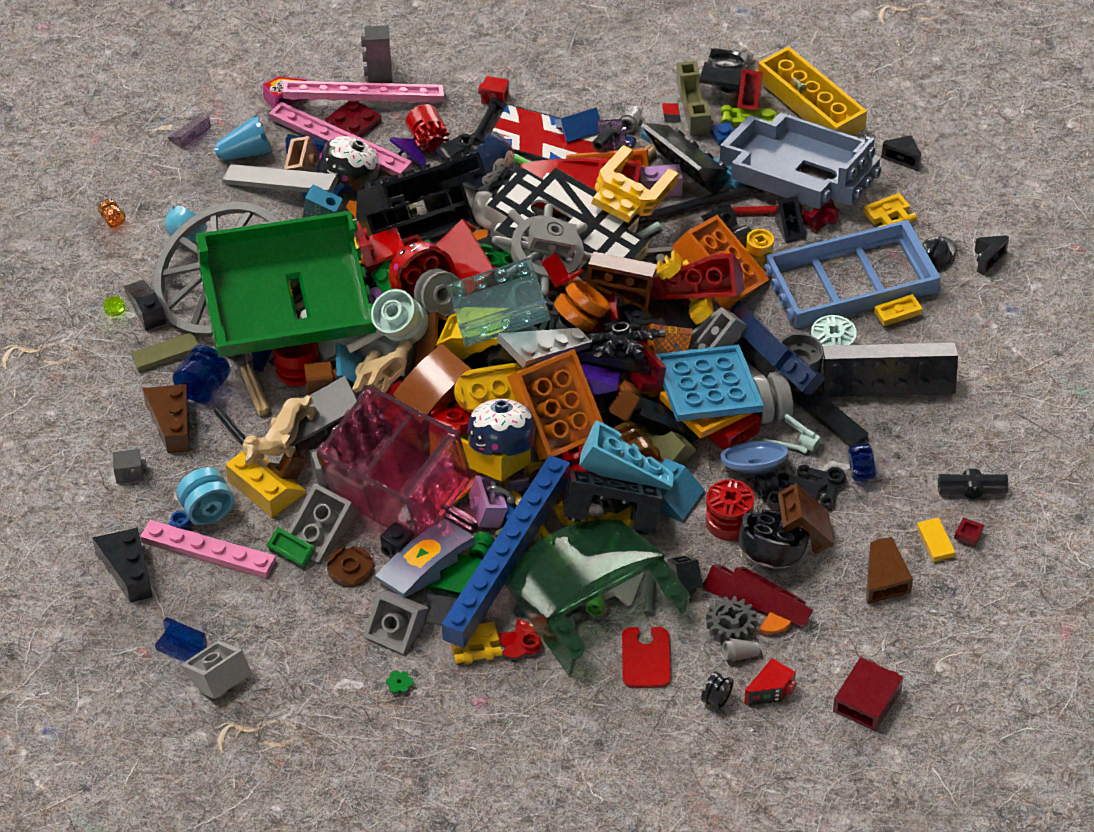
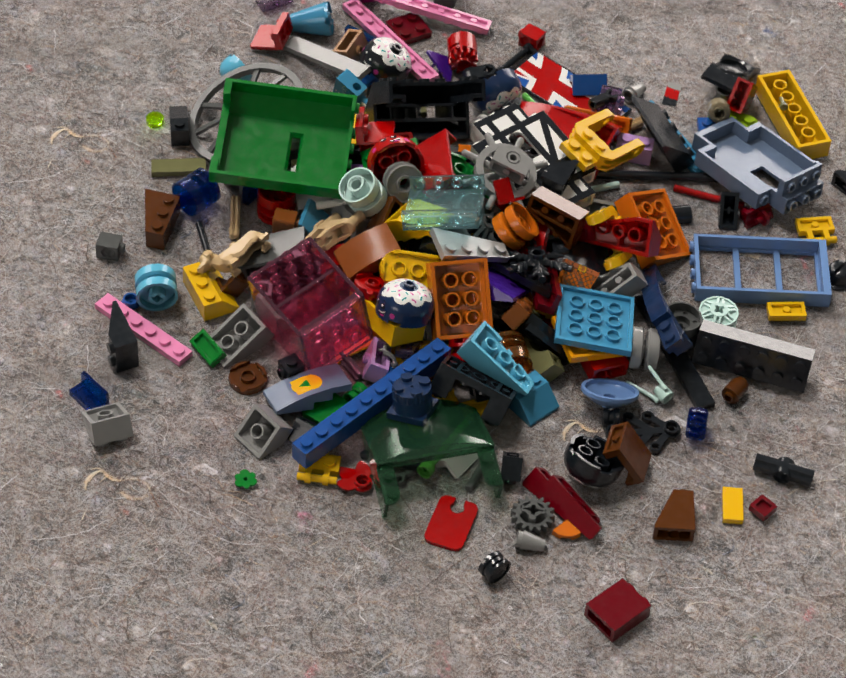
camera: 15 degrees right, 0 degrees up
(111, 213) = (184, 46): clear orange wheel -> none
(126, 562) = (75, 319): black wedge -> none
(194, 568) = (122, 342): none -> black slope
(207, 172) = (273, 36): none -> bracket
(554, 533) = (412, 400): none -> dark blue piece
(604, 235) = (559, 176): none -> black slope
(695, 109) = (692, 89): olive arch -> none
(725, 213) = (674, 191): black brick -> none
(726, 506) = (567, 420): red wheel -> none
(733, 112) = (718, 109): none -> dark tan head
(759, 244) = (692, 223): yellow wheel -> none
(771, 684) = (540, 577): red slope -> none
(883, 412) = (735, 390): none -> reddish brown brick

